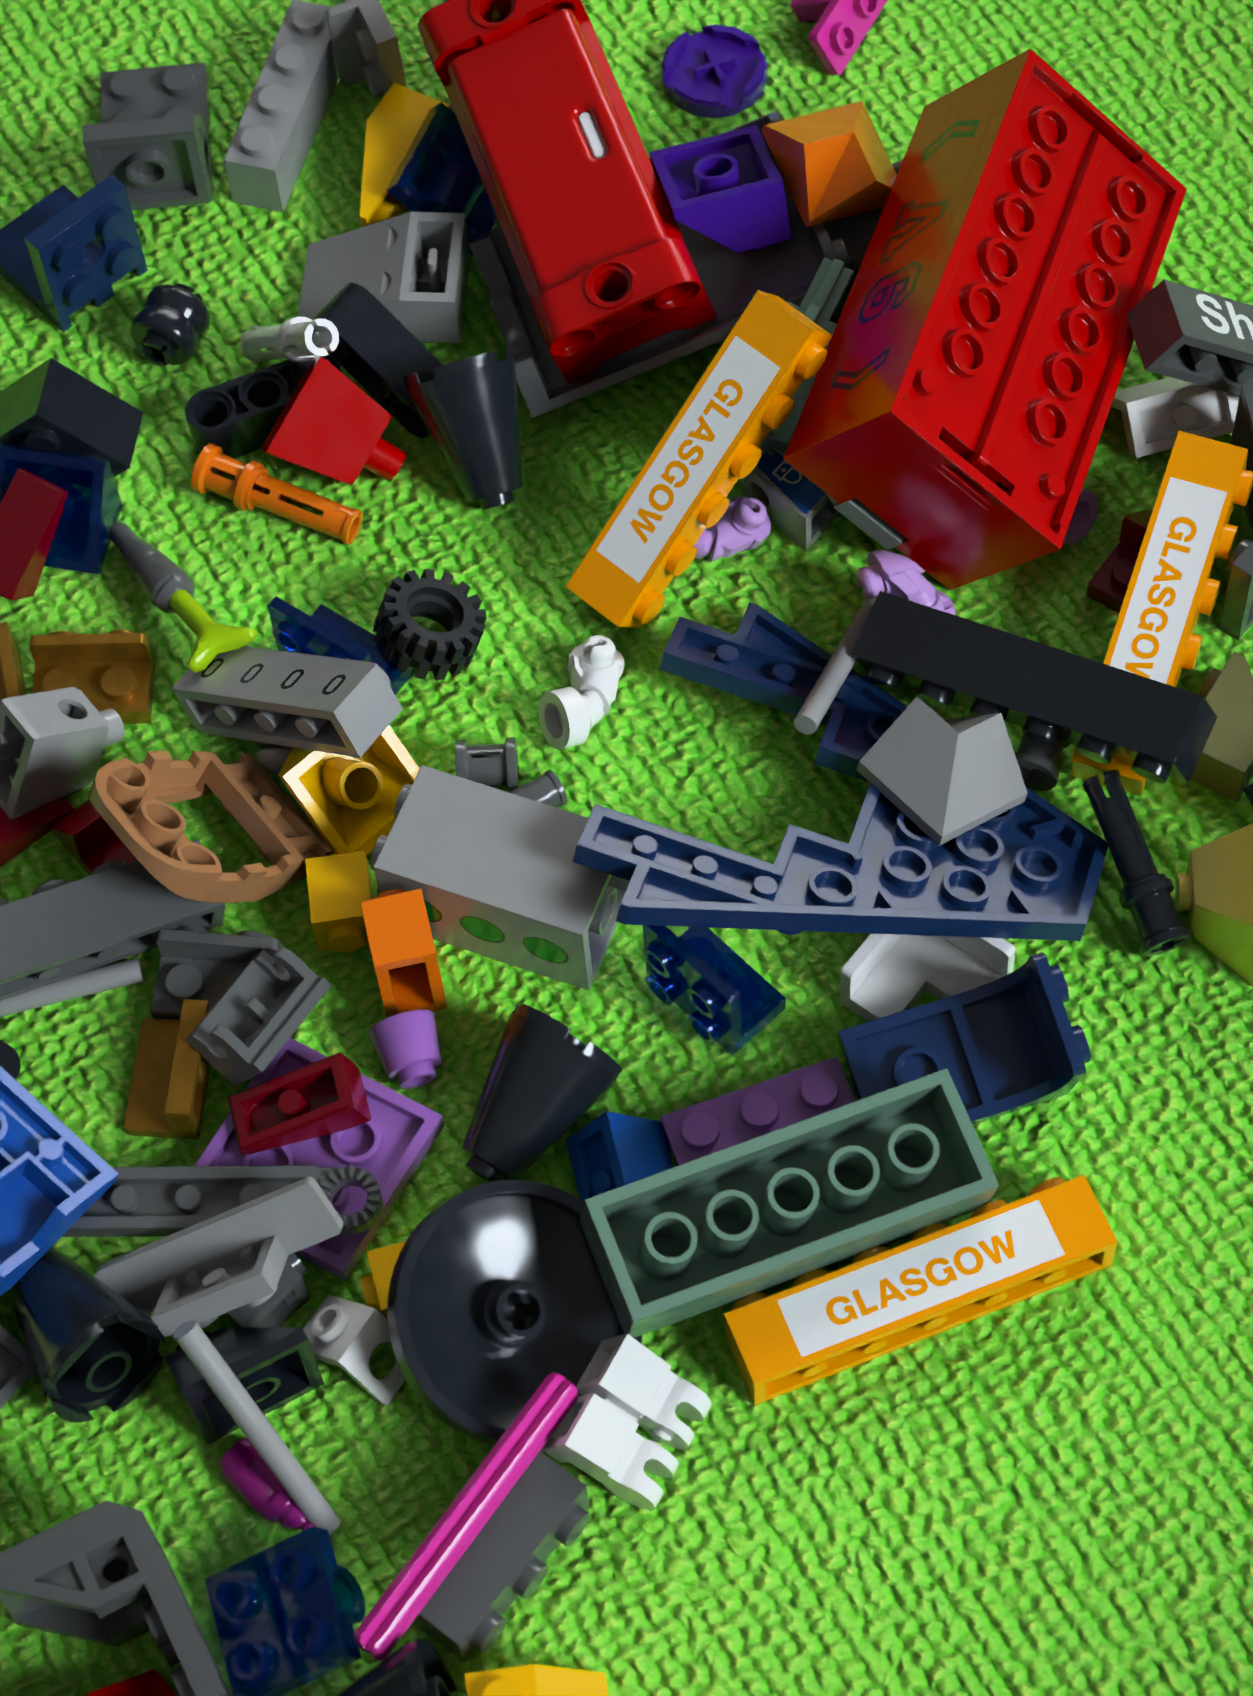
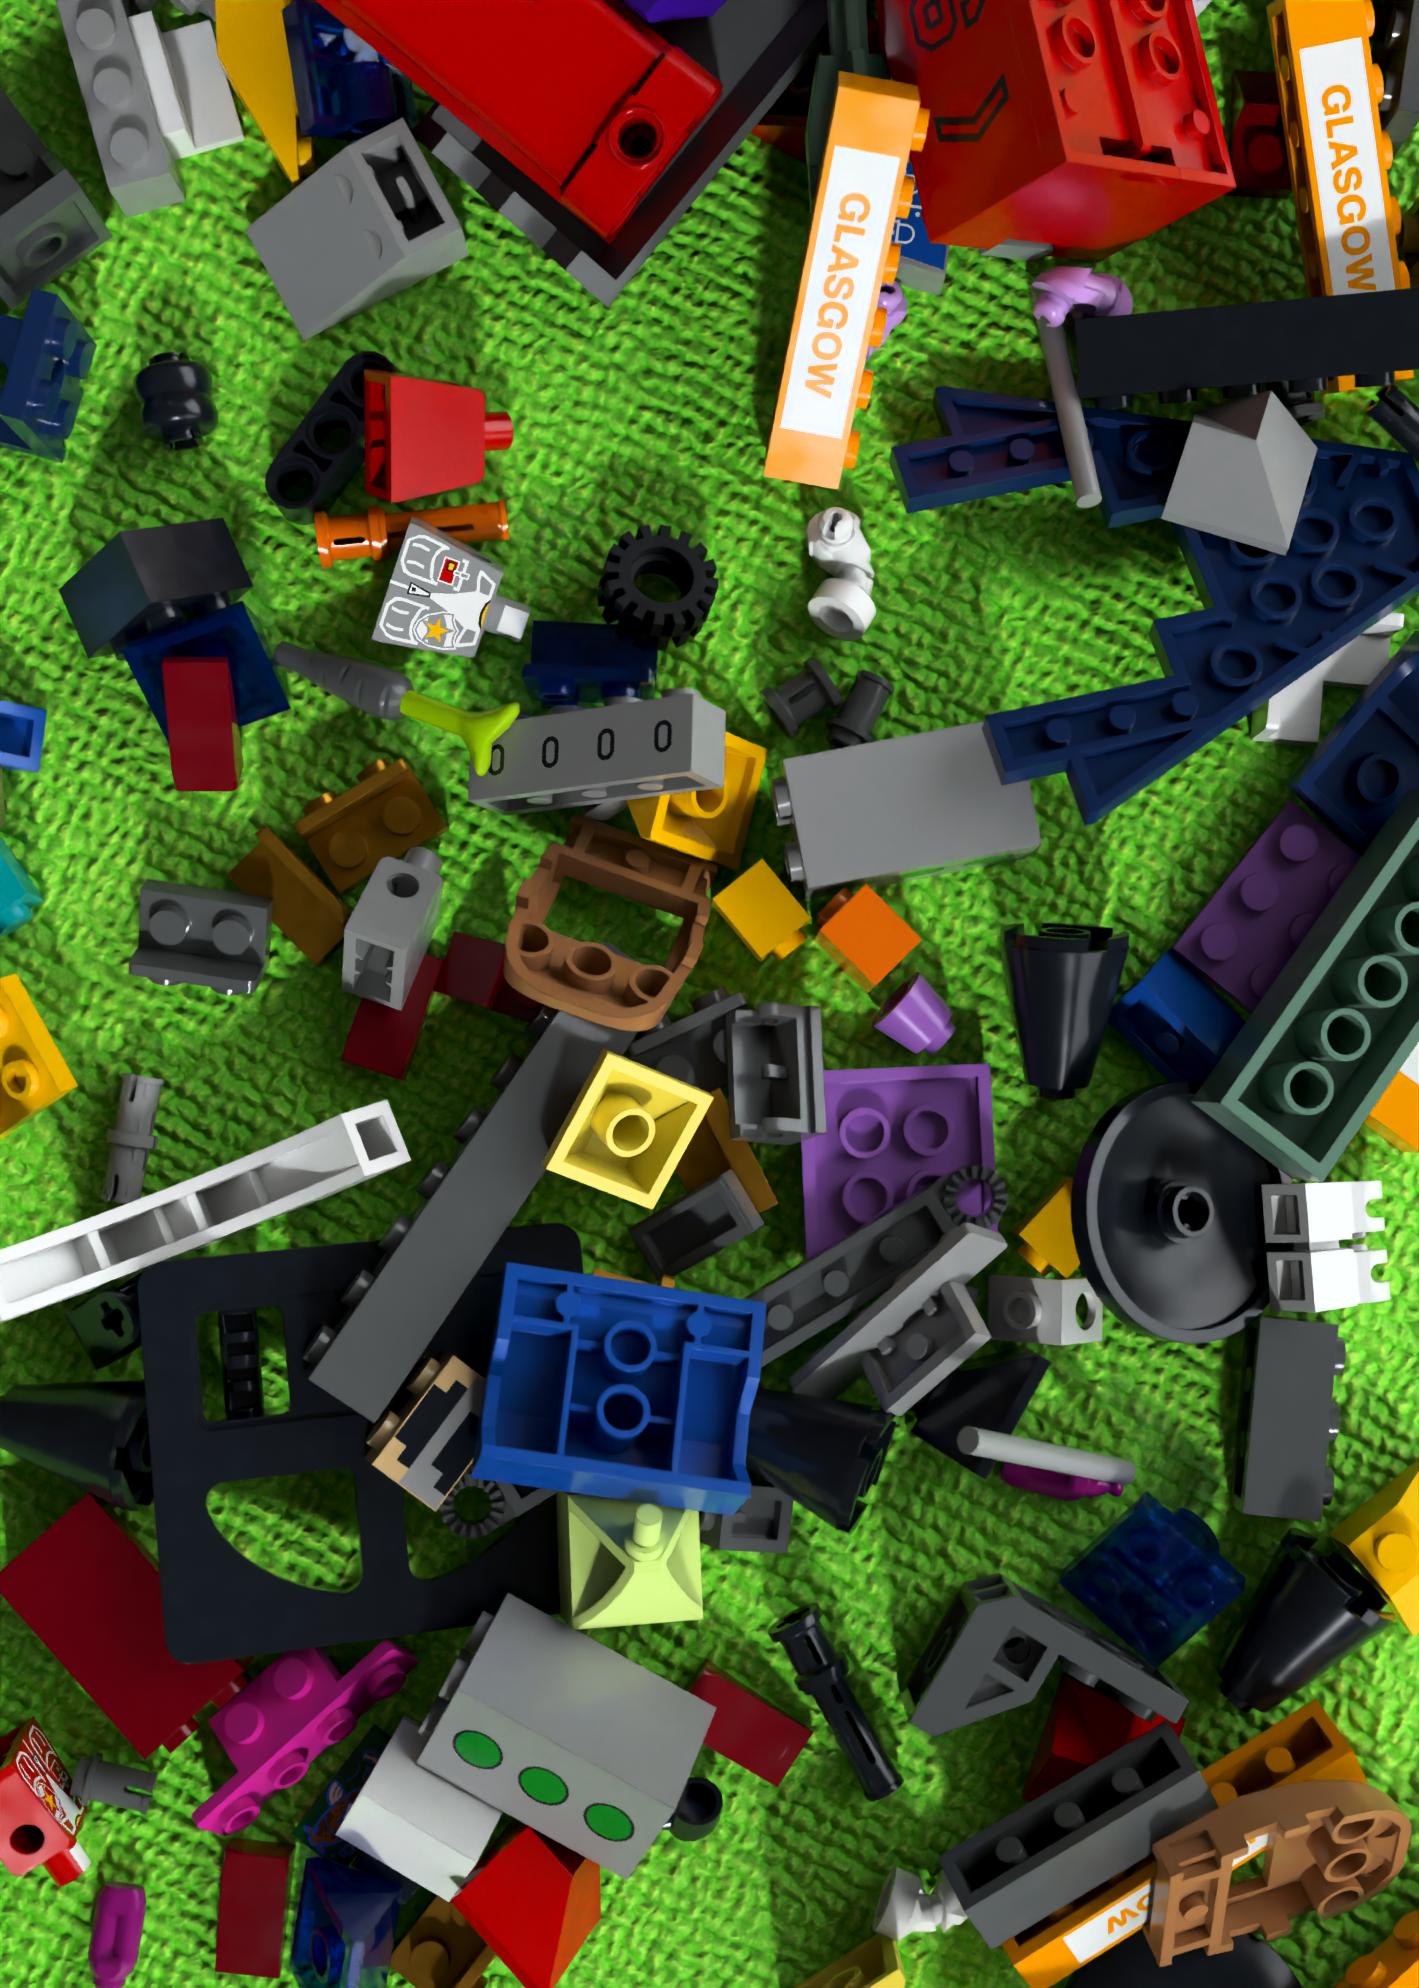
camera: 35 degrees left, 25 degrees up
(106, 975) = (627, 1129): none -> light yellow slope
(117, 1101) = (696, 1225): none -> dark grey tile
(263, 543) = (445, 596): none -> light grey torso
(290, 340) = (334, 361): white pin -> none
(300, 1105) = (865, 1134): dark red slope -> none
(330, 138) = (186, 86): none -> white panel
(378, 352) = (427, 325): black beam -> none
(465, 1516) = (1265, 1415): dark pink axle -> none
(474, 422) = (560, 344): black cone -> none
(710, 984) = (1163, 811): clear blue bracket -> none

